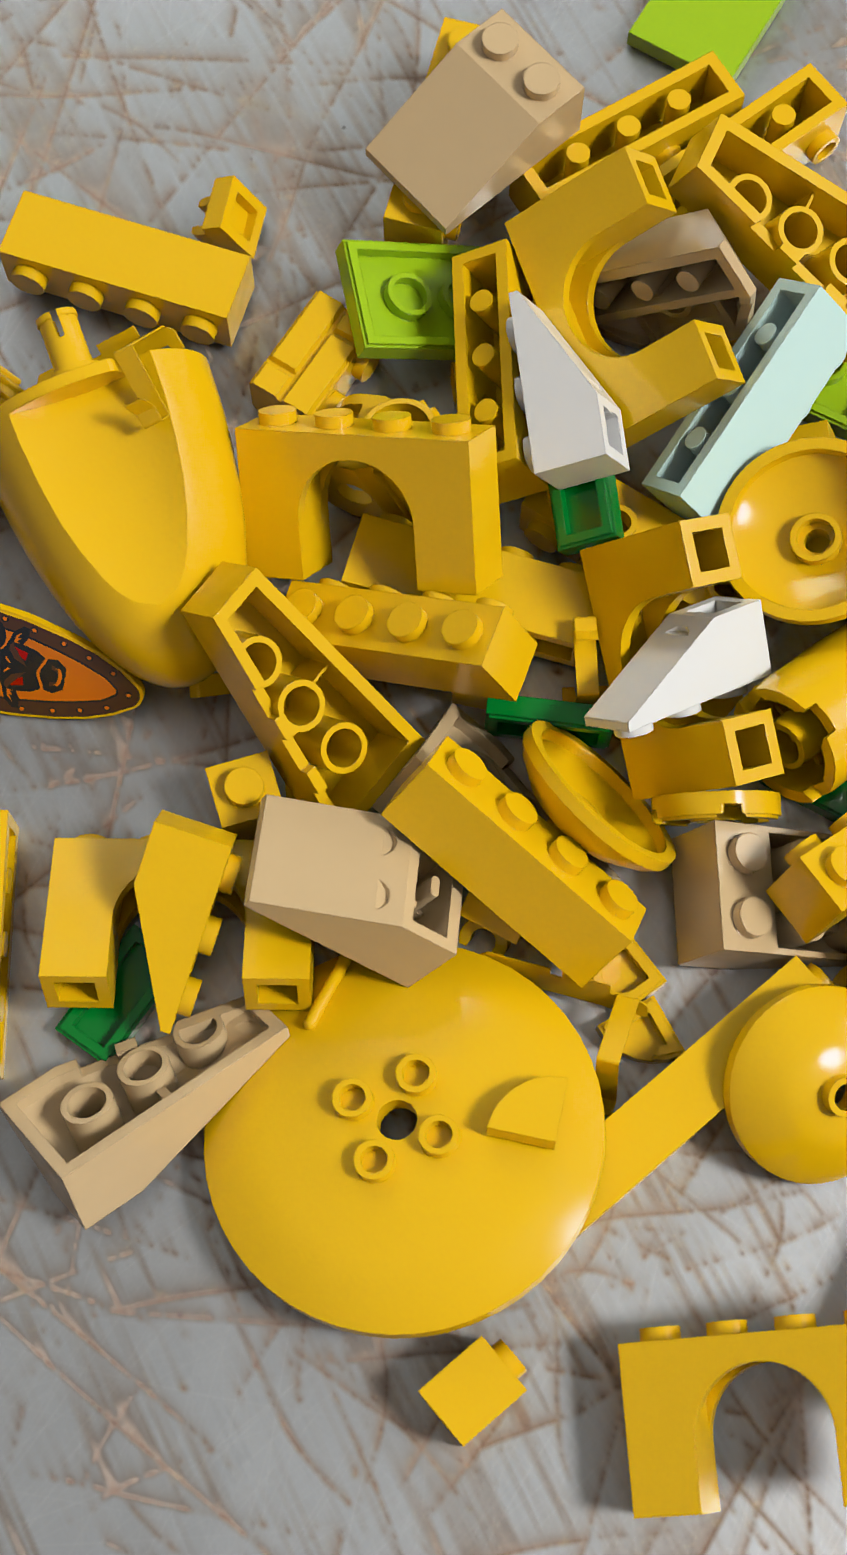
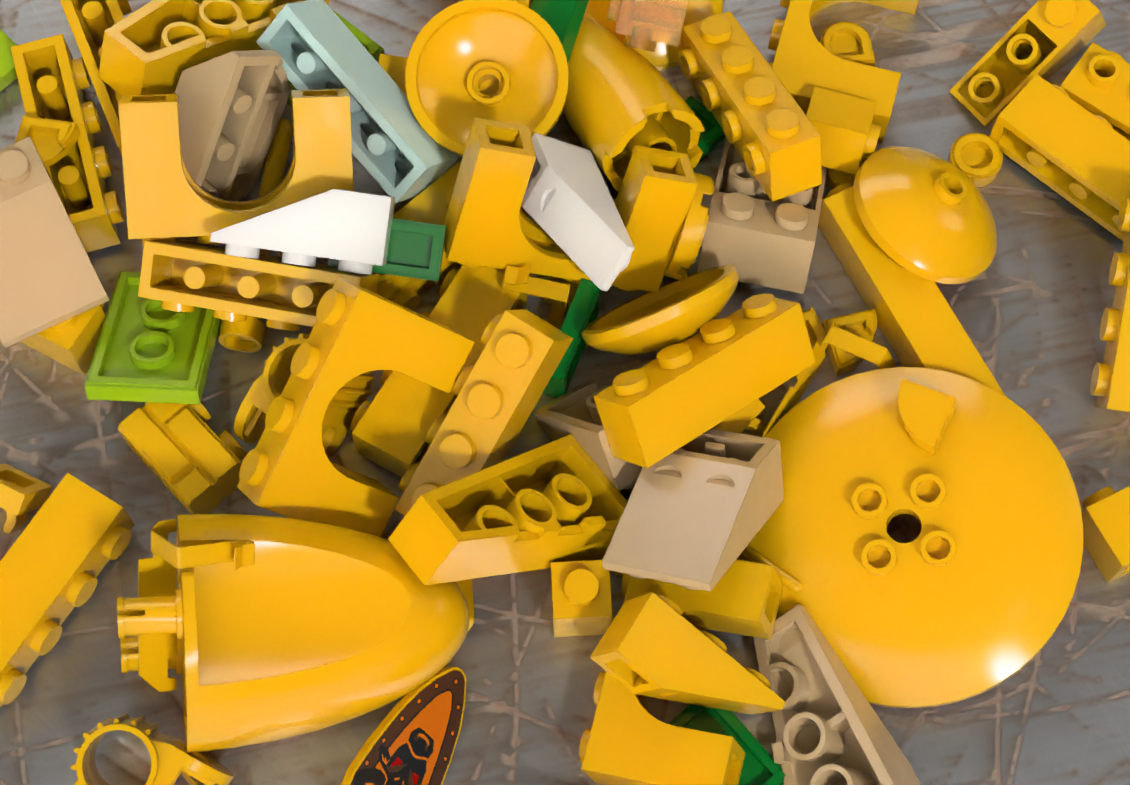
camera: 75 degrees left, 5 degrees down
(608, 115) = (51, 137): none -> yellow tile

